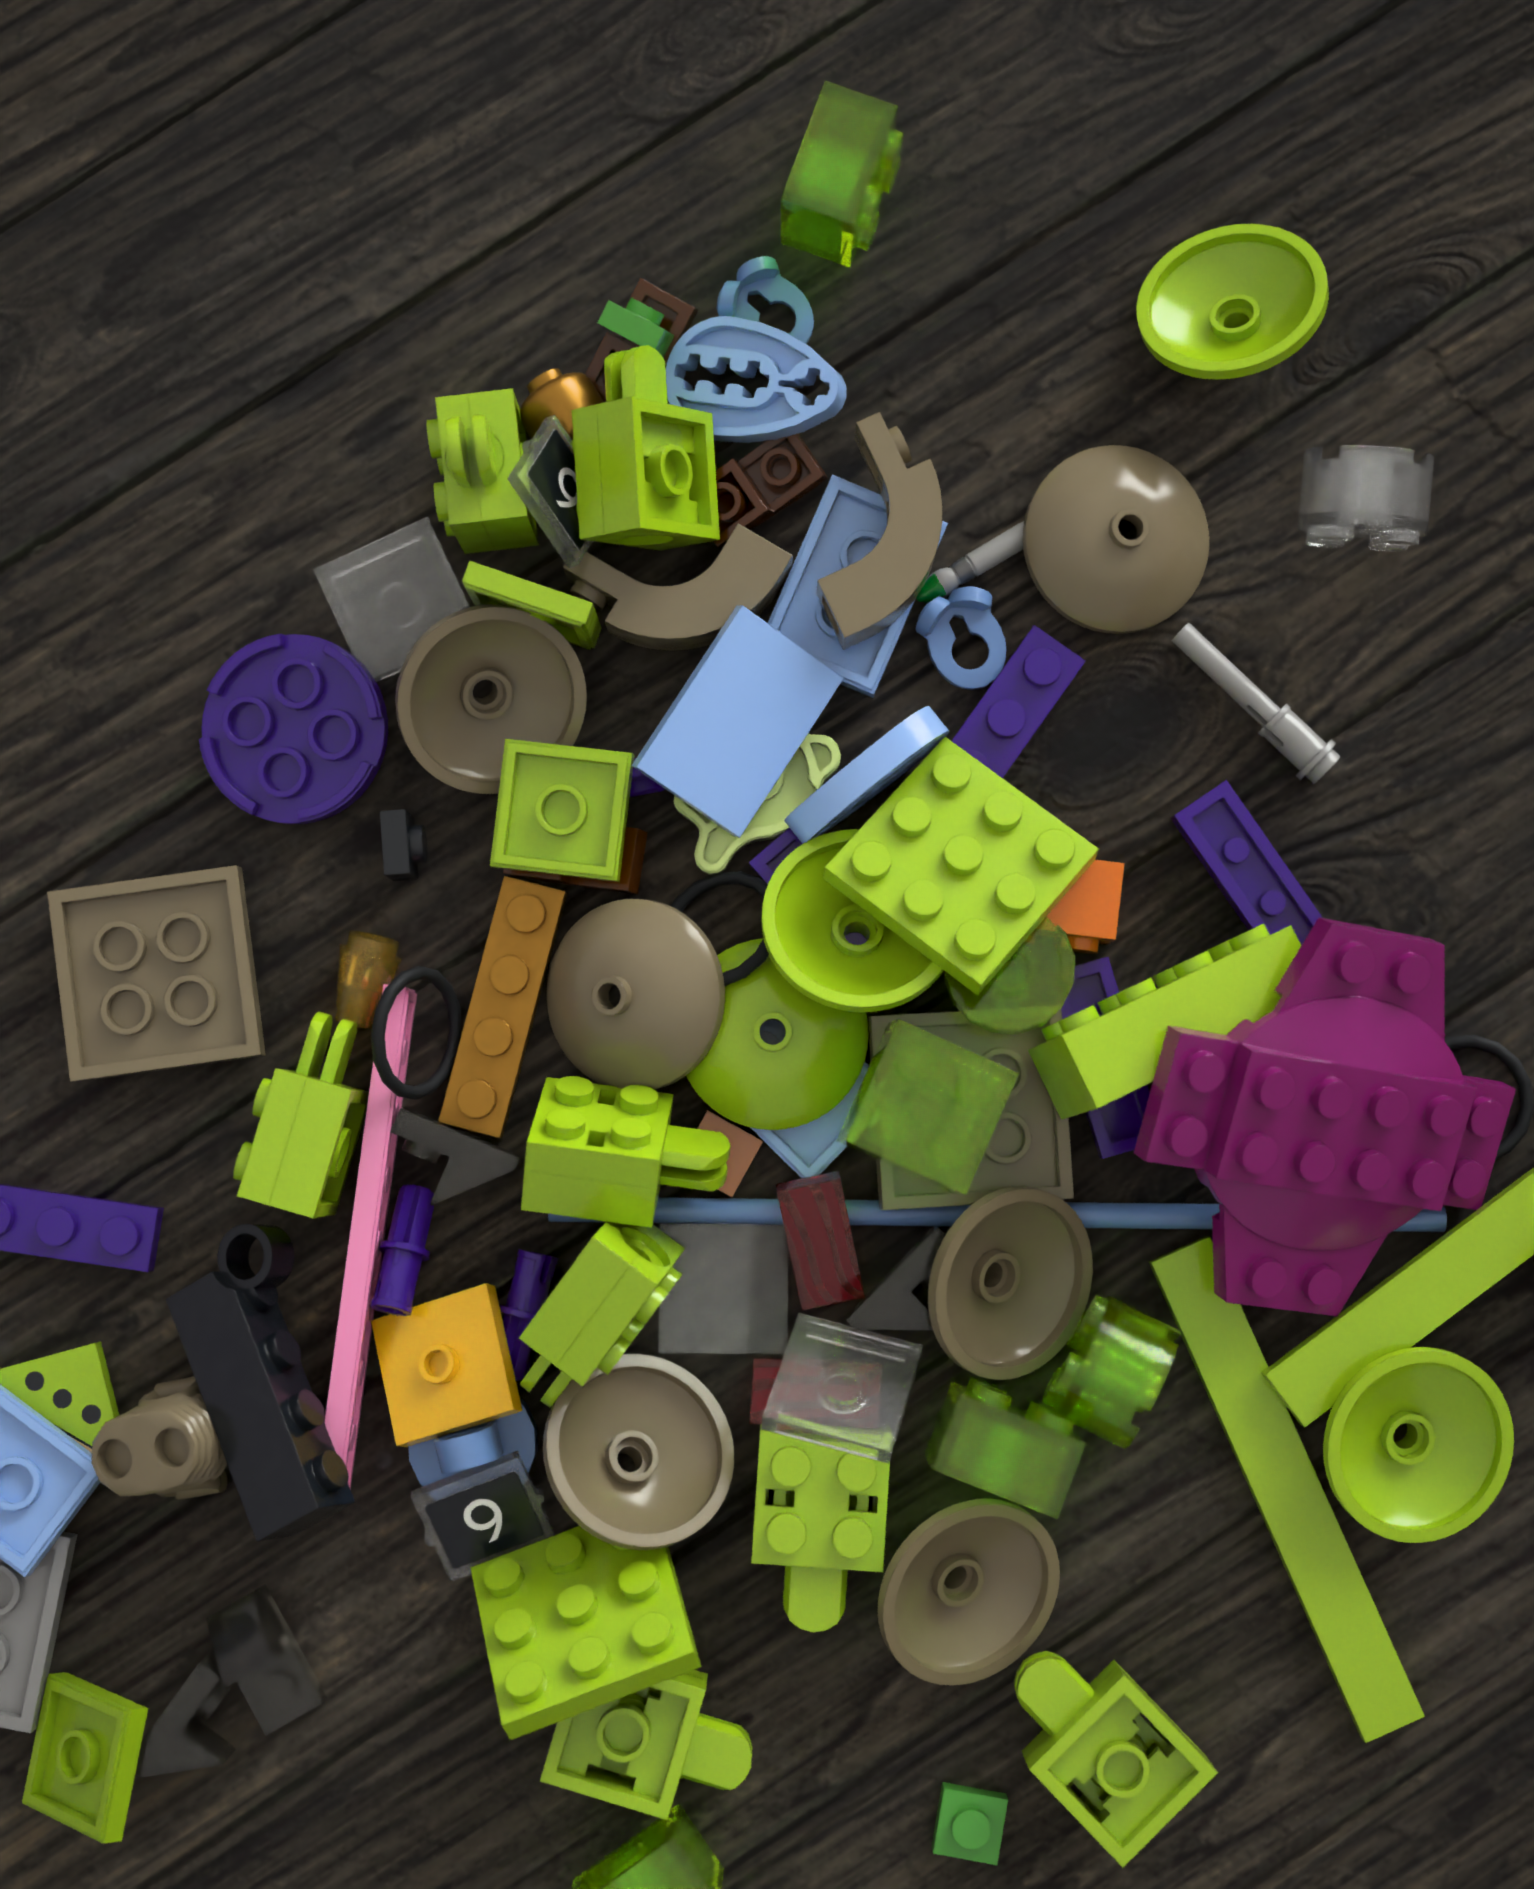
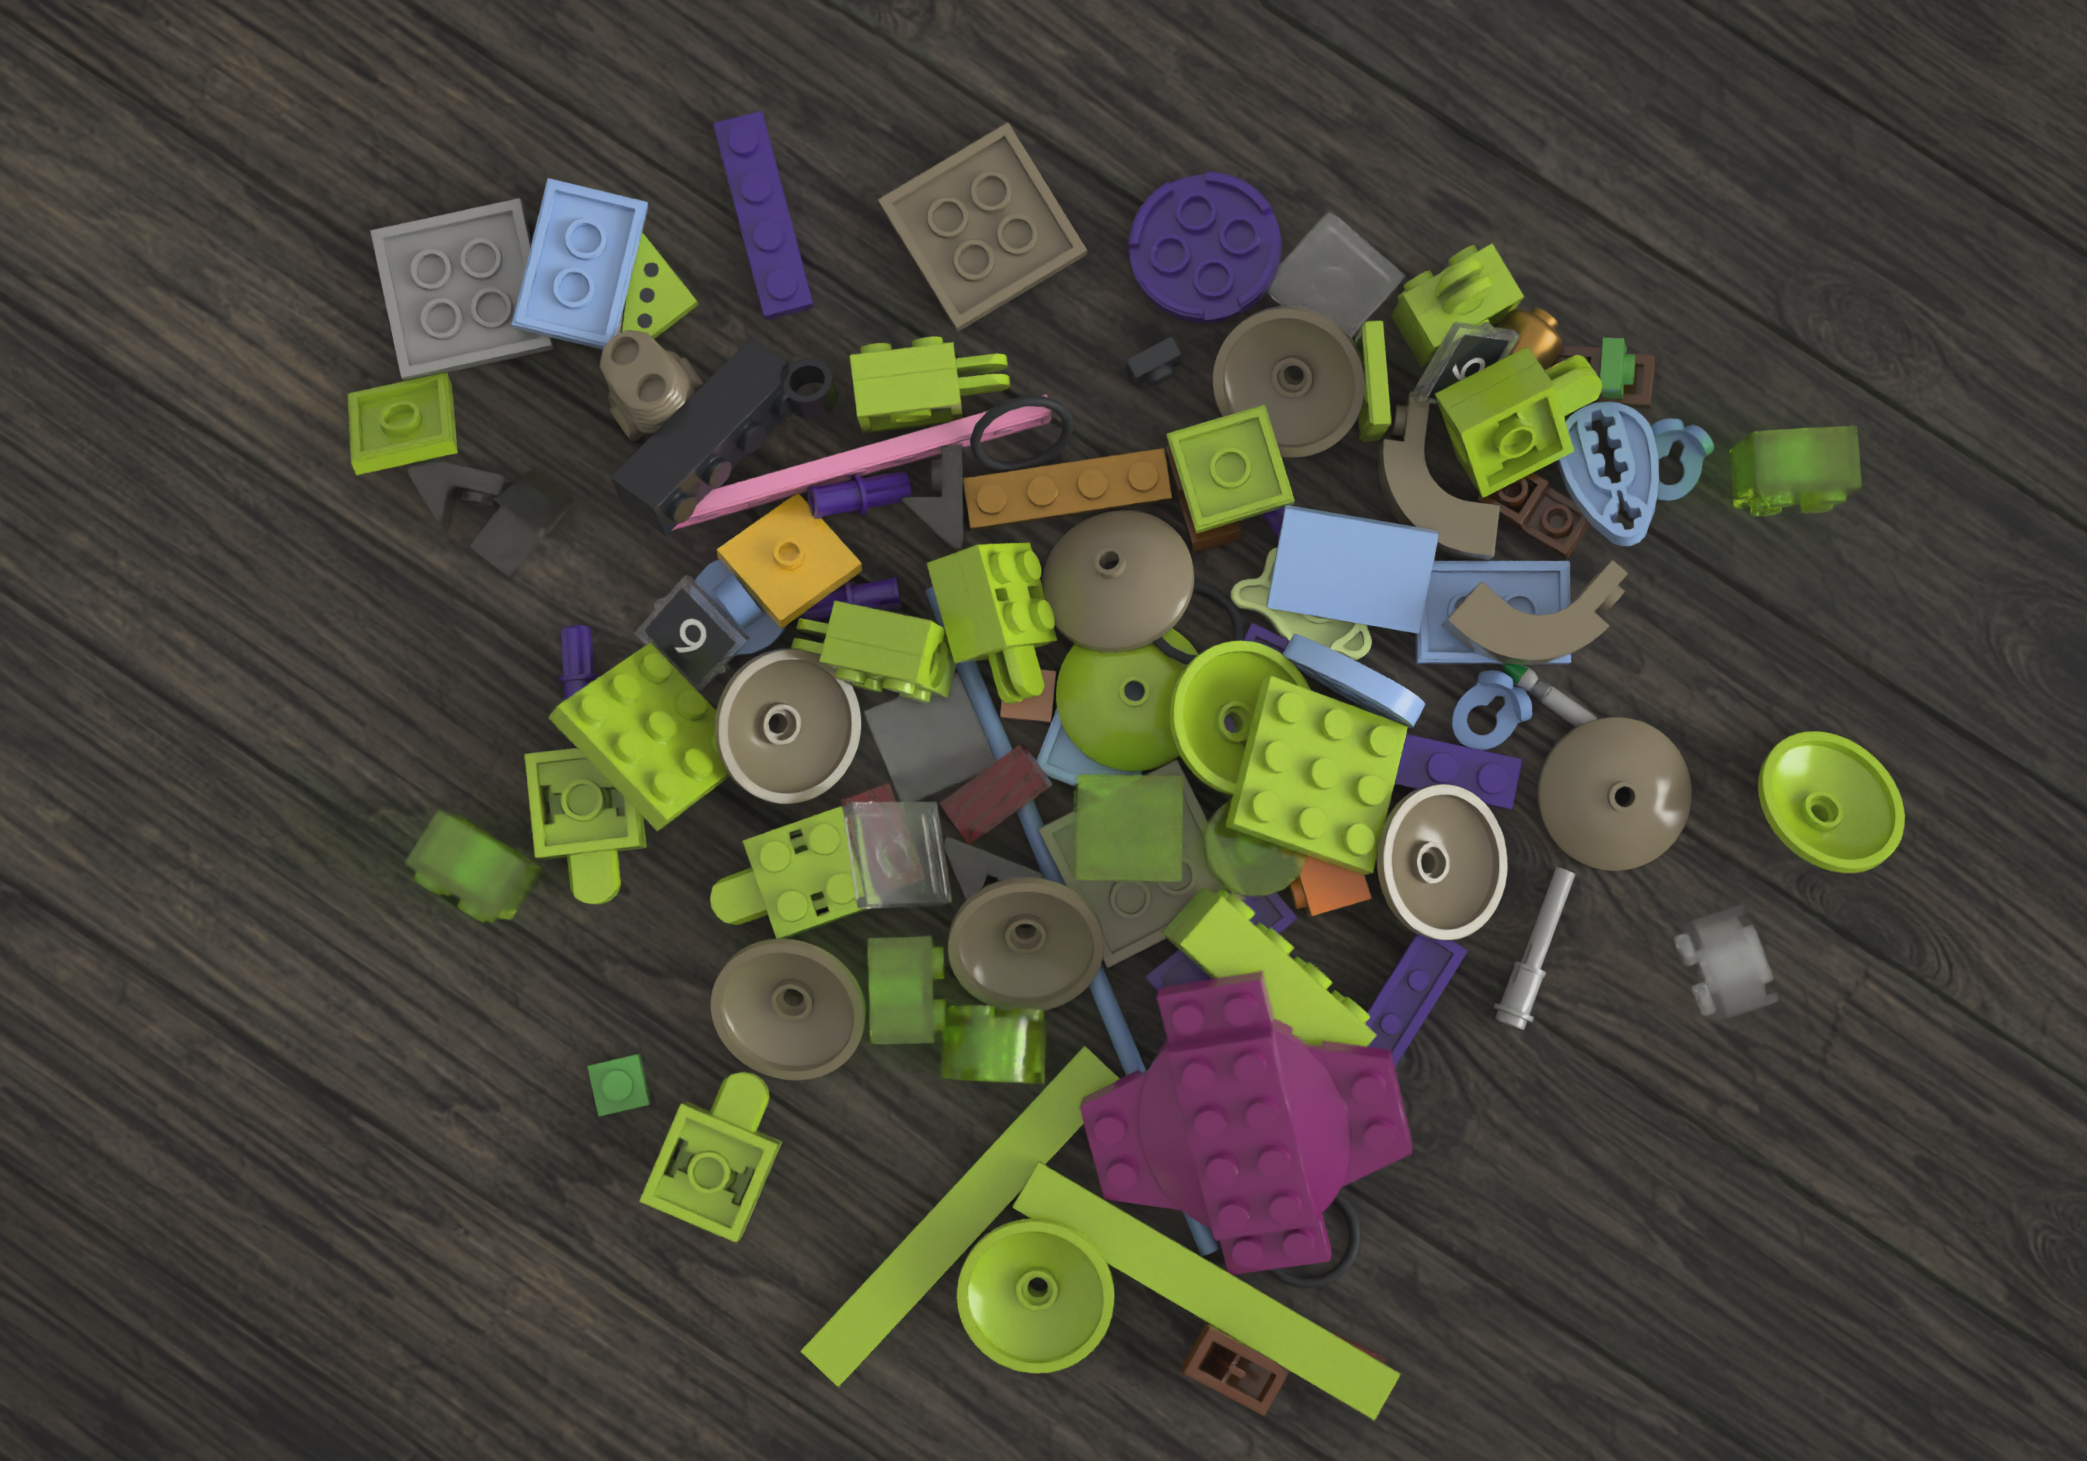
camera: 60 degrees right, 0 degrees up
(363, 969) = (1051, 375): clear yellow cone -> none
(453, 1663) = (576, 659): none -> dark purple axle
(1116, 765) = (1460, 857): none -> dark tan dish

